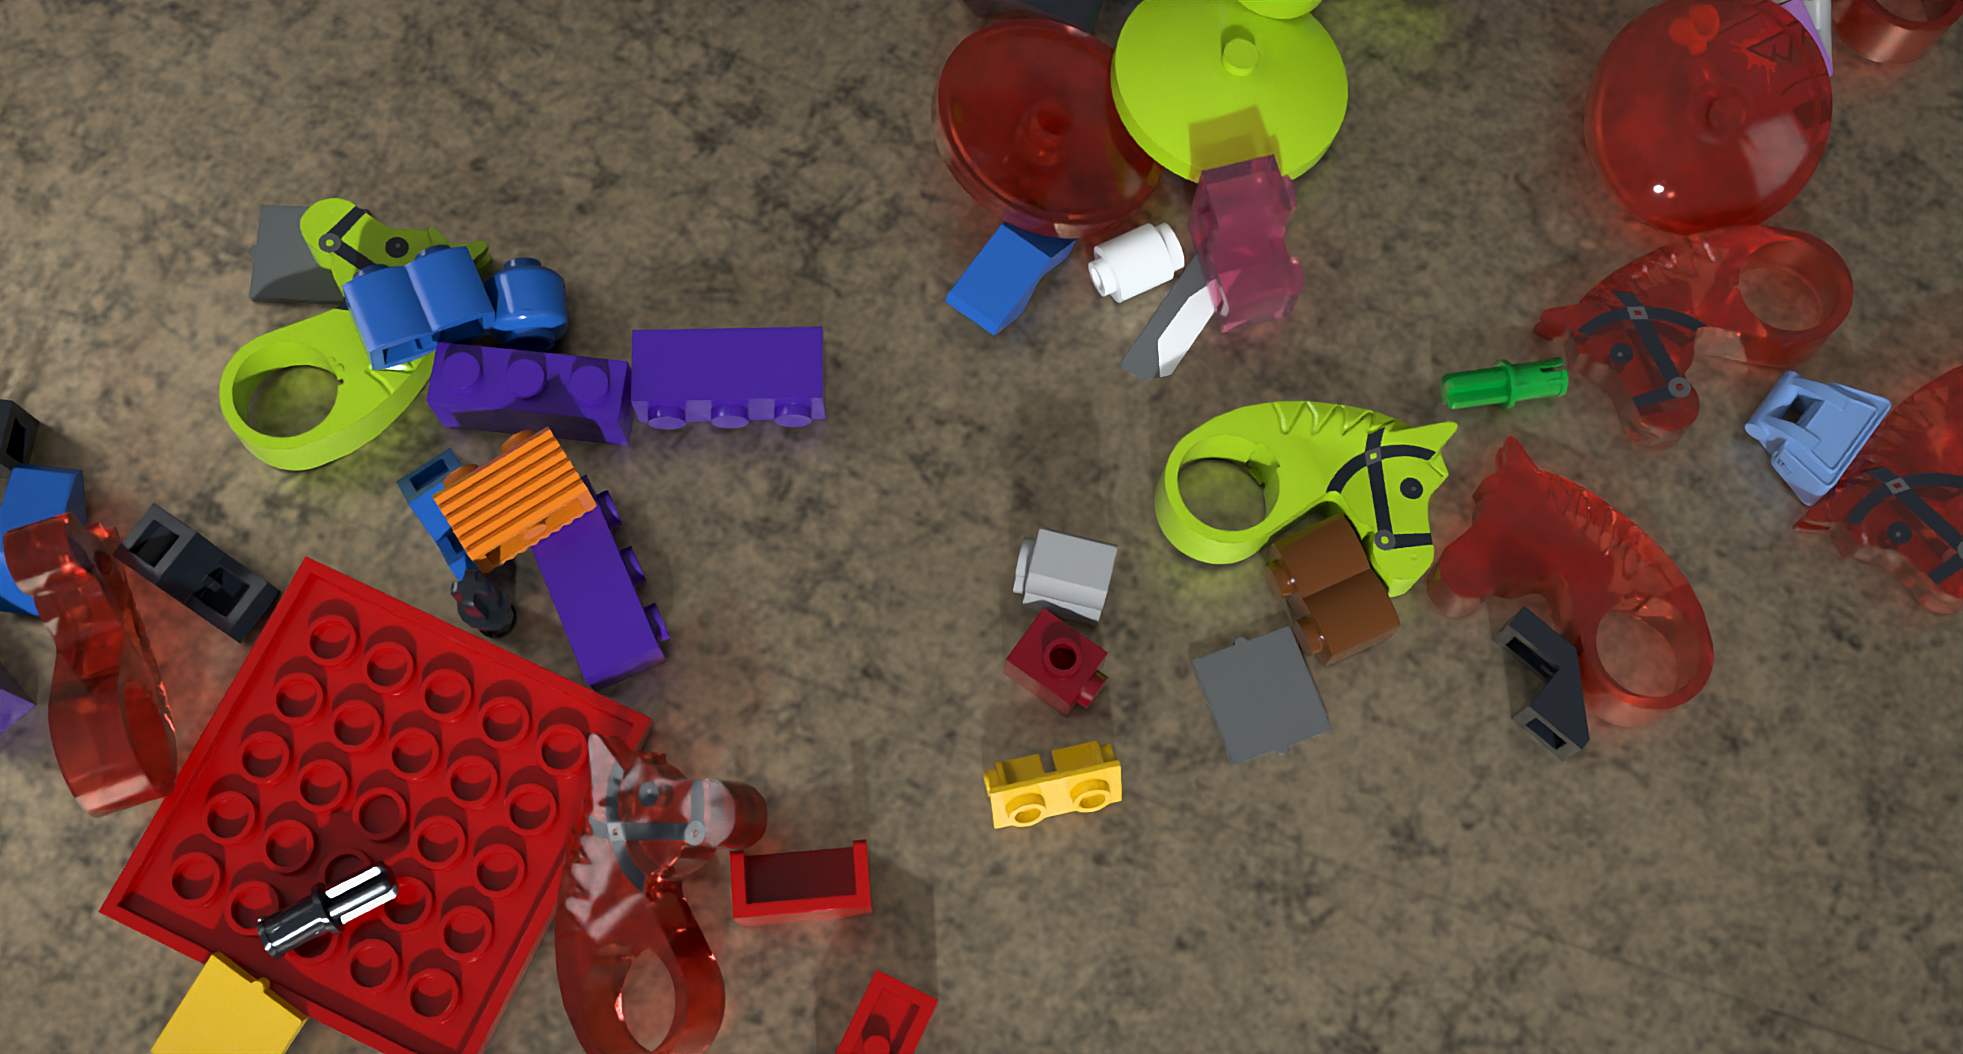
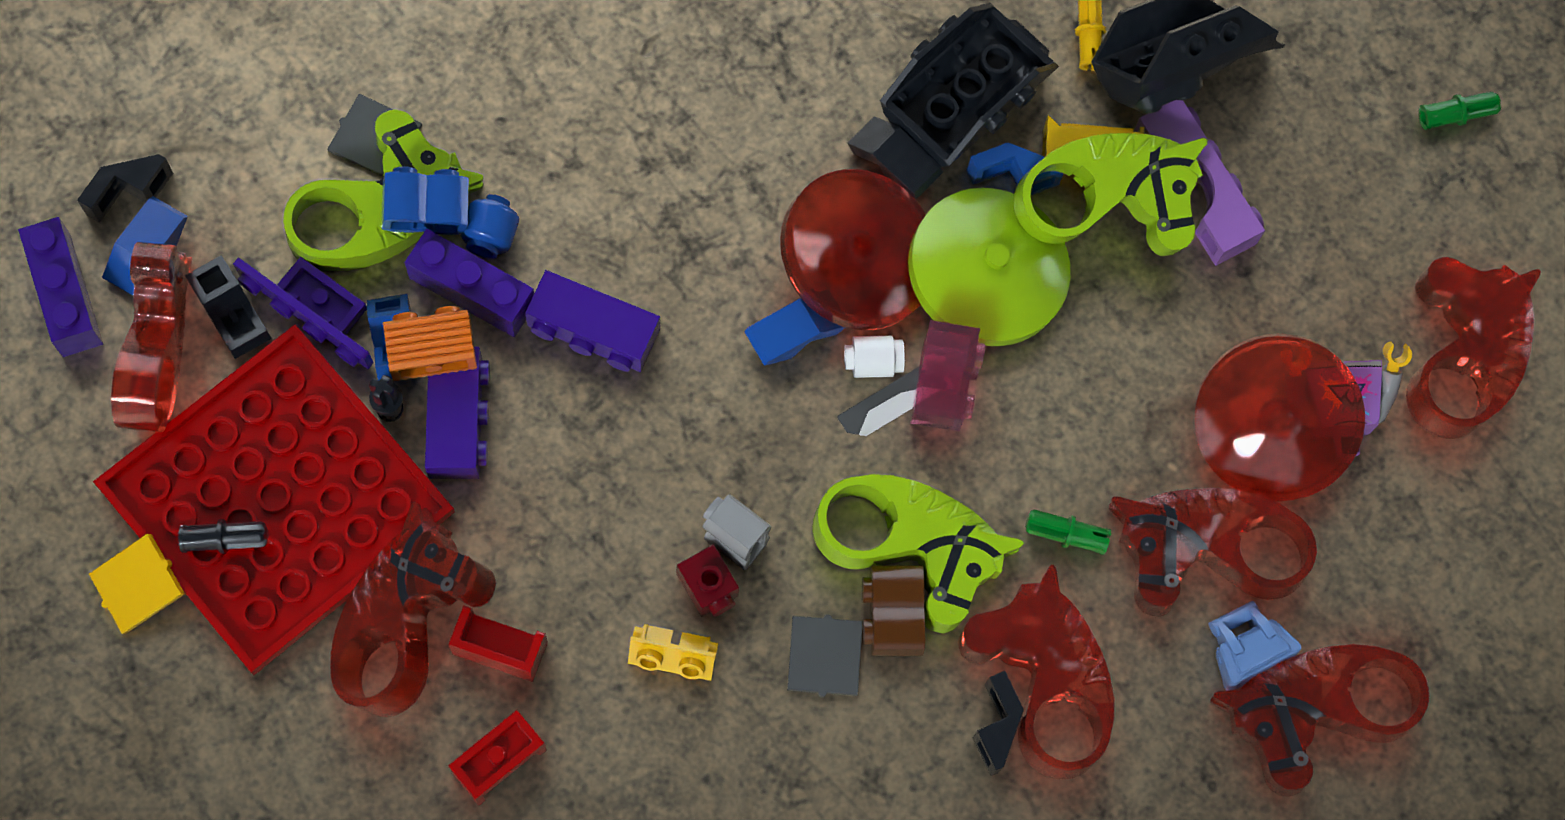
camera: 20 degrees right, 0 degrees up
(319, 511) = (316, 301): none -> dark purple bracket

